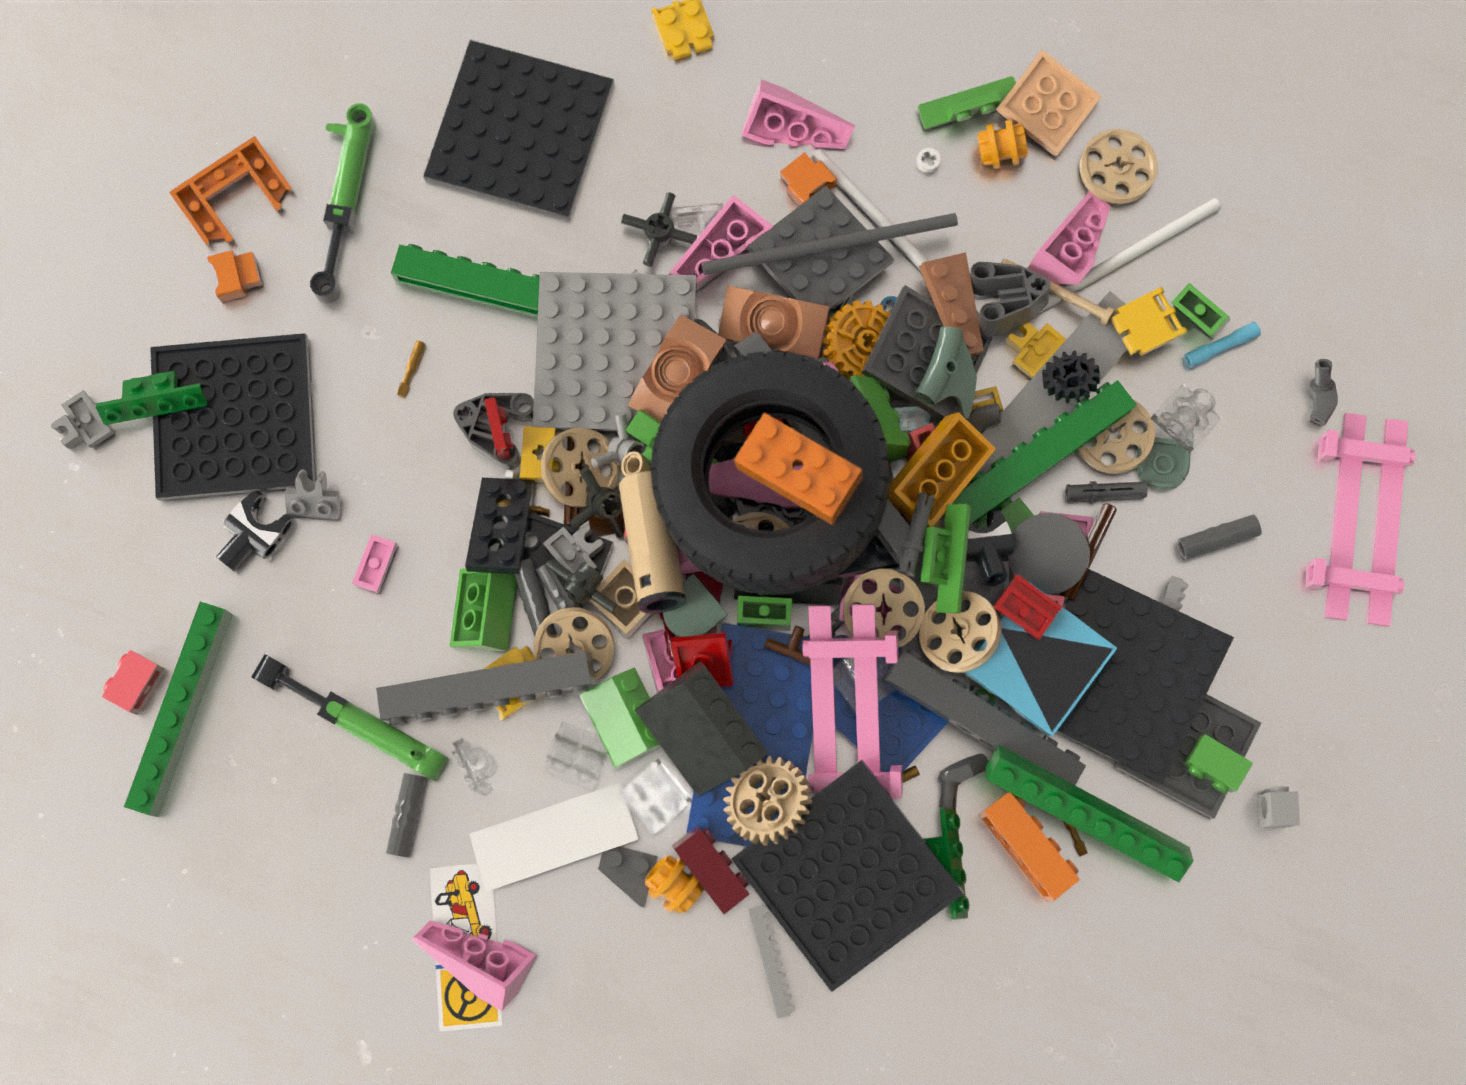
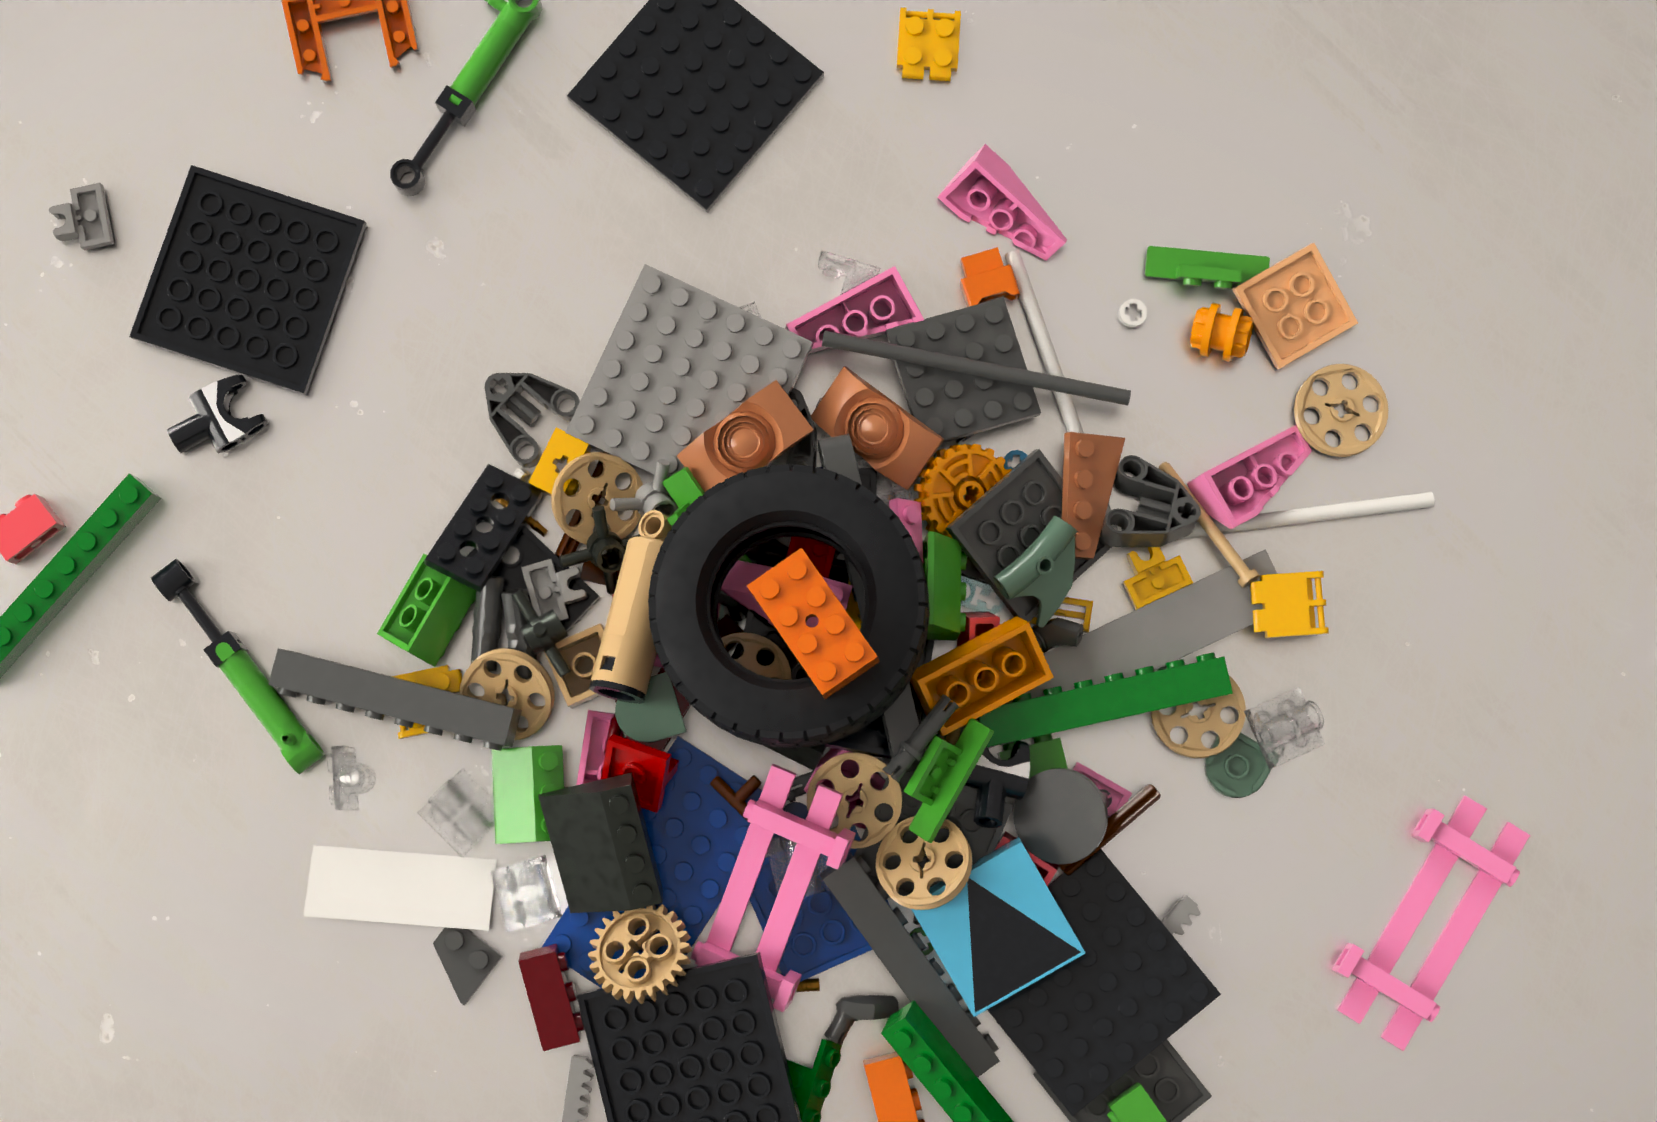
camera: 20 degrees right, 5 degrees up
(151, 397) = (168, 223): green bracket -> none
(234, 274) = (315, 120): orange piece -> none
(312, 498) = (296, 408): light grey plate -> none
(374, 563) = (334, 509): bright pink plate -> none
(405, 815) = (254, 797): dark grey axle -> none
(411, 367) = (464, 306): pearl gold piece -> none
(464, 904) = (258, 966): sticker -> none
(466, 279) = (564, 233): green brick -> none
(484, 966) = (267, 991): bright pink wedge -> none
(497, 418) = (528, 408): red plate -> none
(663, 221) = (800, 278): pearl dark grey bar -> none
(674, 884) = (503, 992): light orange piece -> none
(764, 612) = (726, 746): bright green brick -> none
(1027, 607) = (1005, 869): red plate -> none
(1071, 376) = (1175, 630): black gear -> none
(1091, 493) = (1125, 756): dark grey pin -> none
(1201, 310) = (1355, 615): bright green brick -> none
(1207, 351) = (1342, 662): medium azure piece -> none
(1219, 537) = (1261, 874): dark grey axle -> none
(1323, 392) = (1450, 764): dark grey arm -> none

